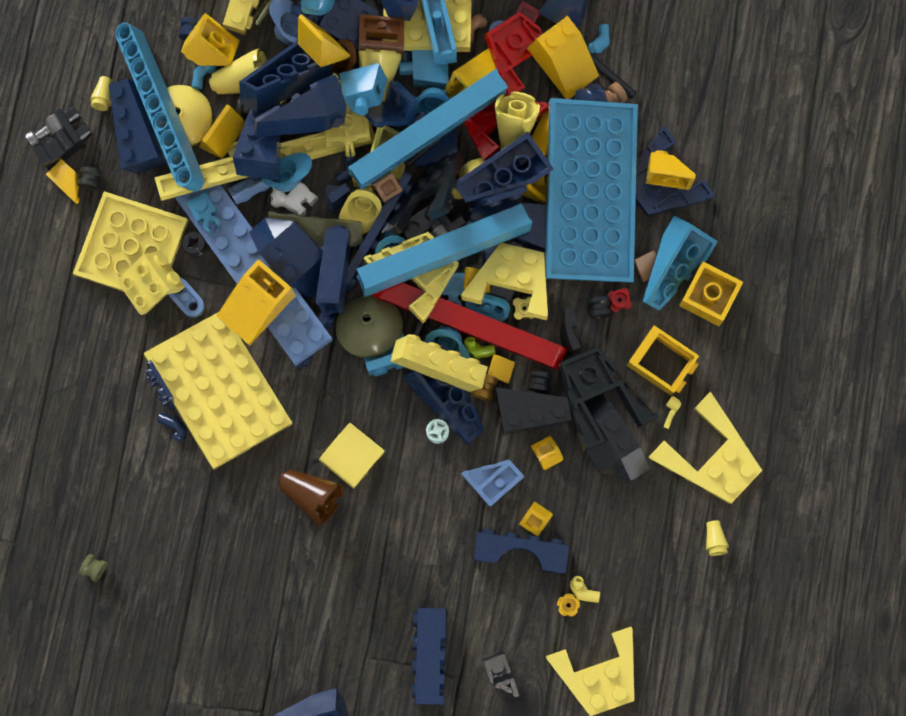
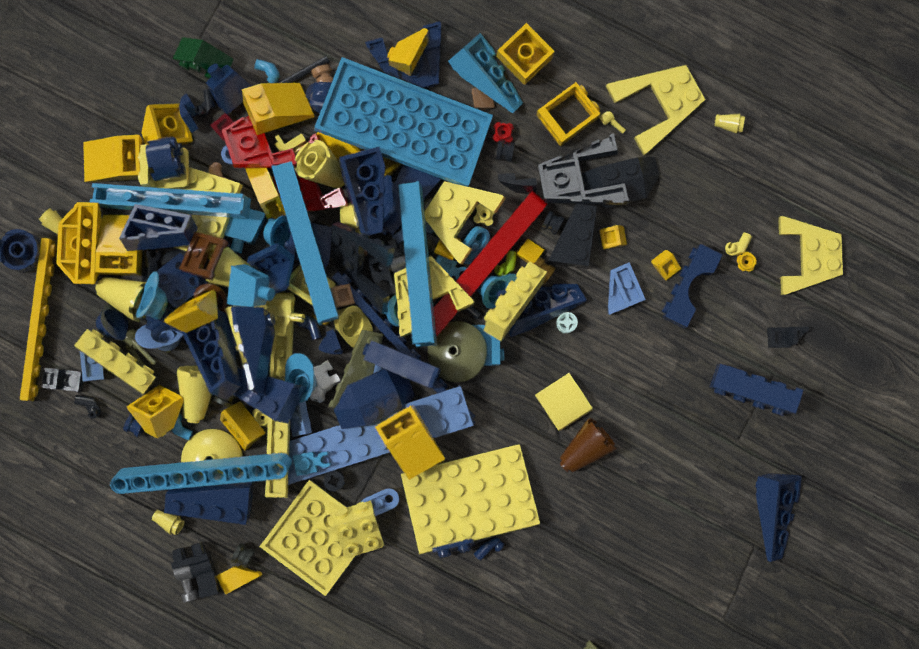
camera: 75 degrees left, 5 degrees up
(530, 88) = (295, 143): none -> light yellow bracket

